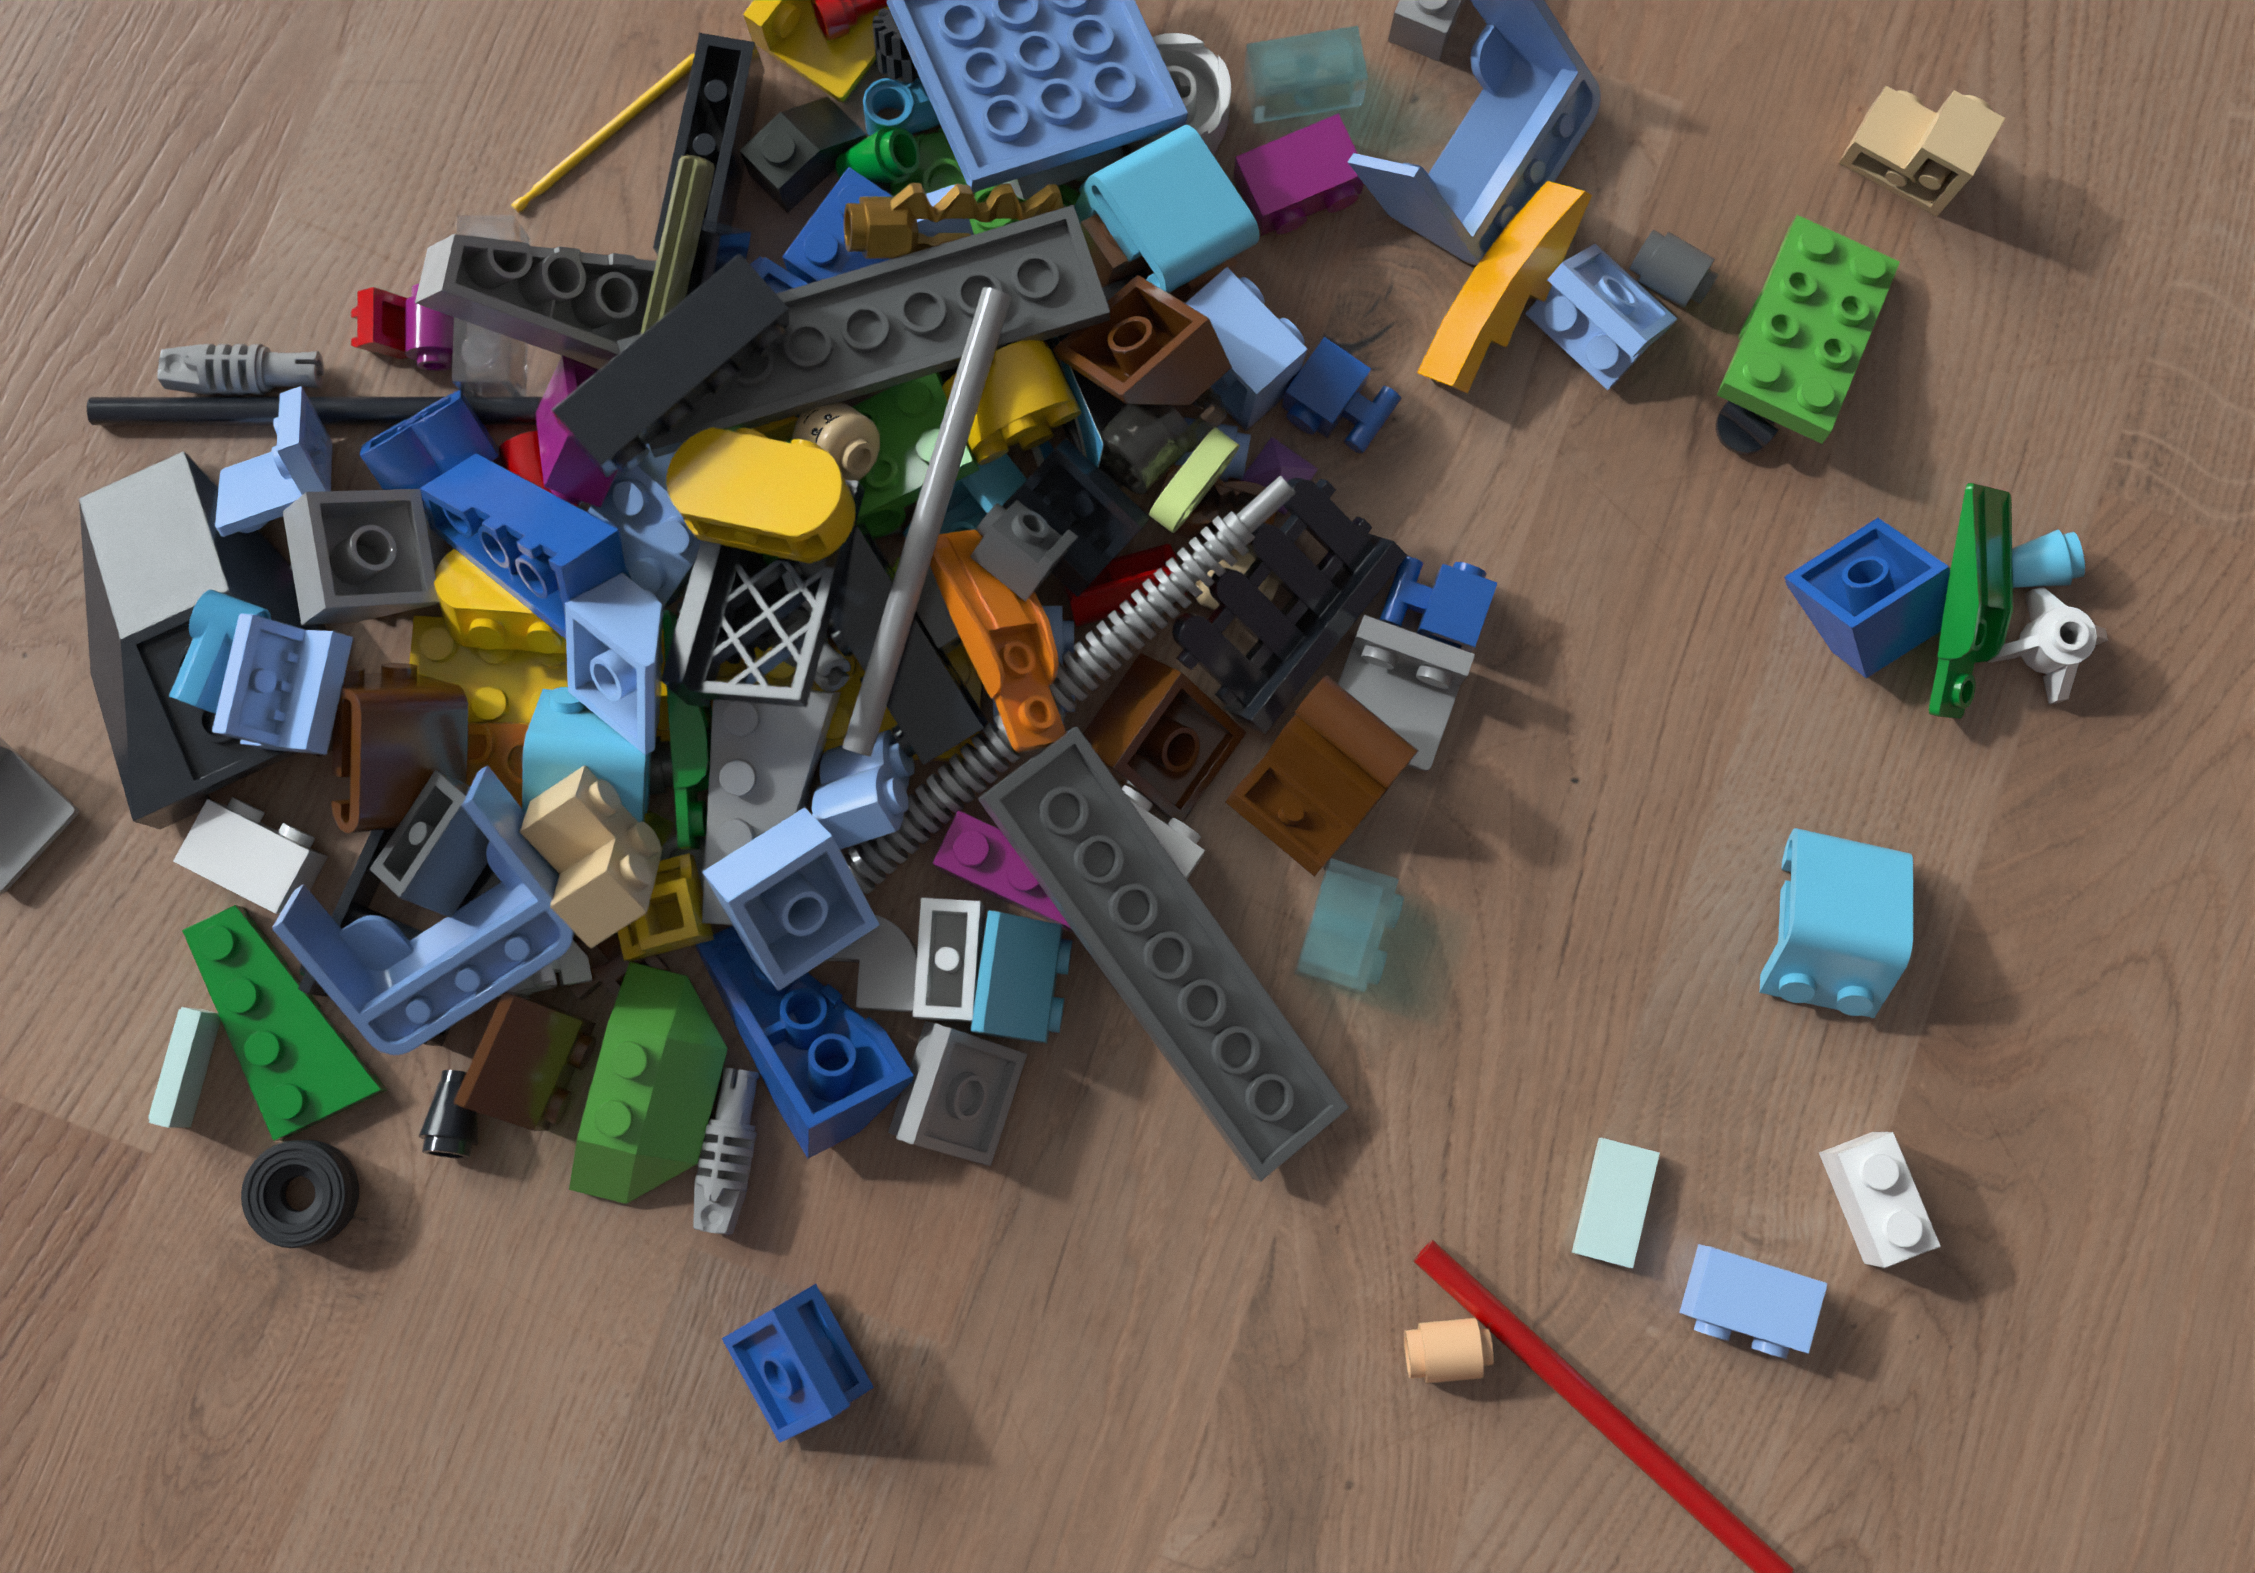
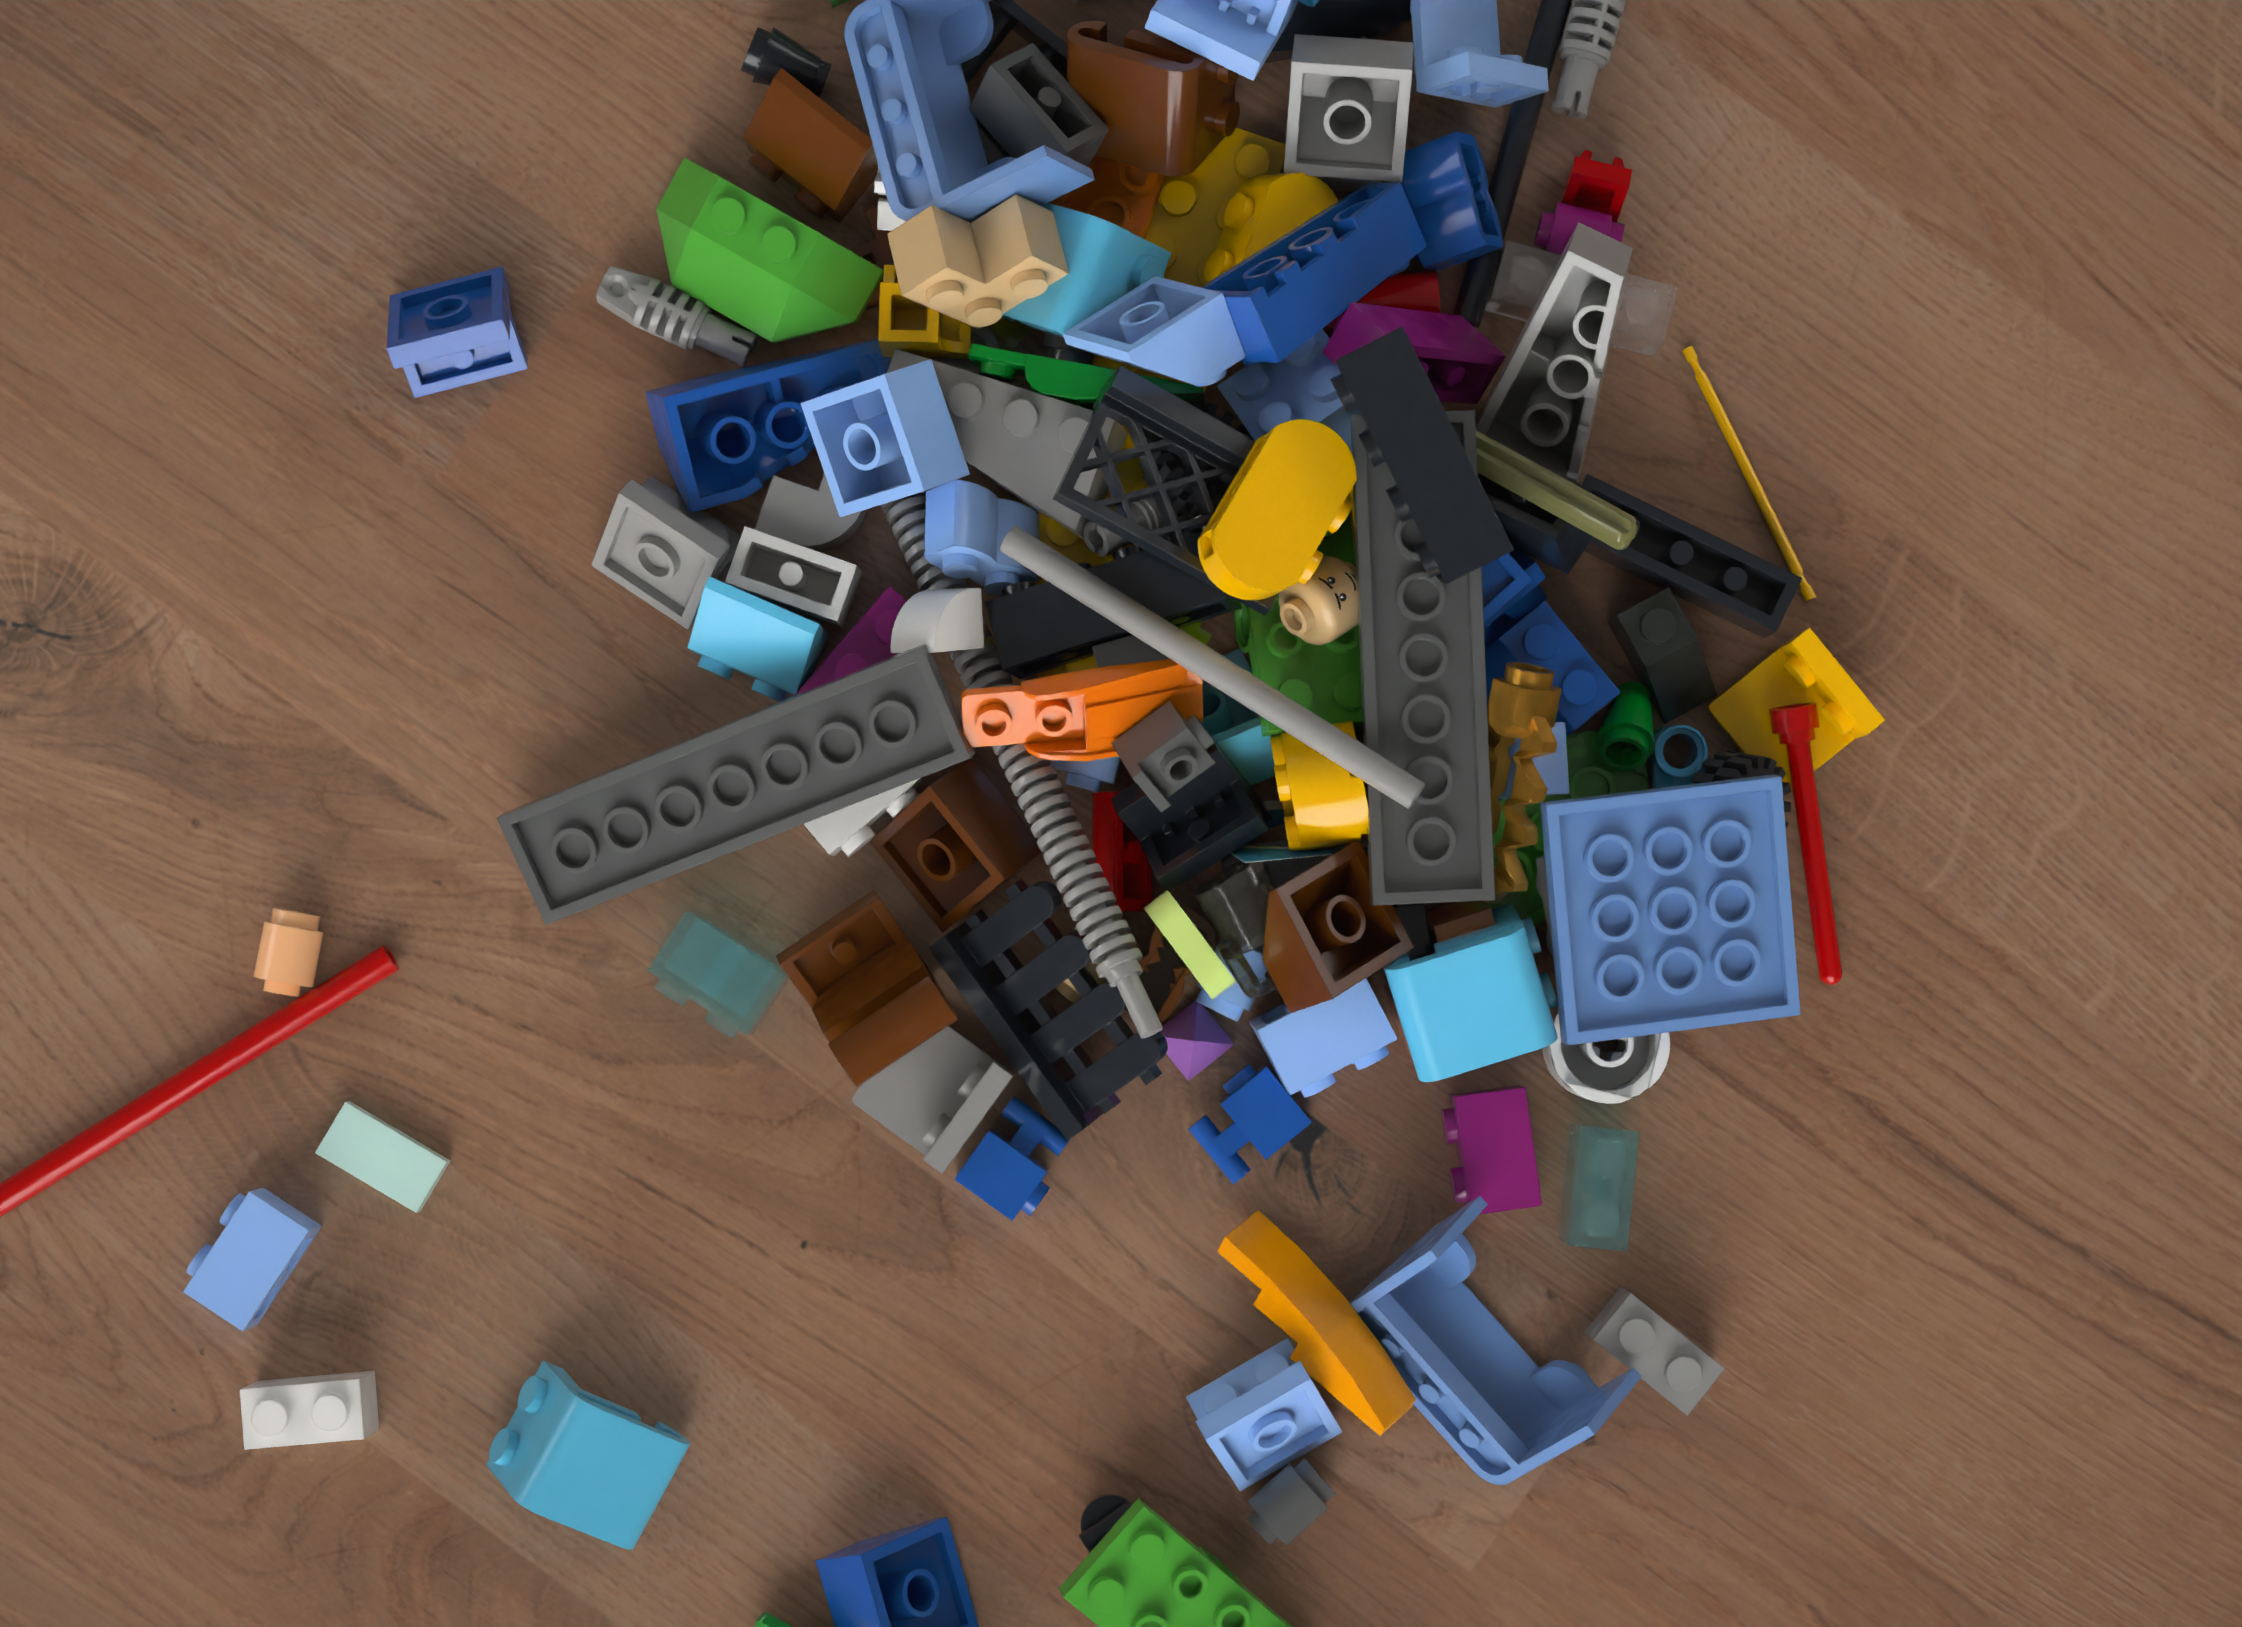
camera: 105 degrees right, 5 degrees up
(951, 797) = (940, 620): none -> white brick

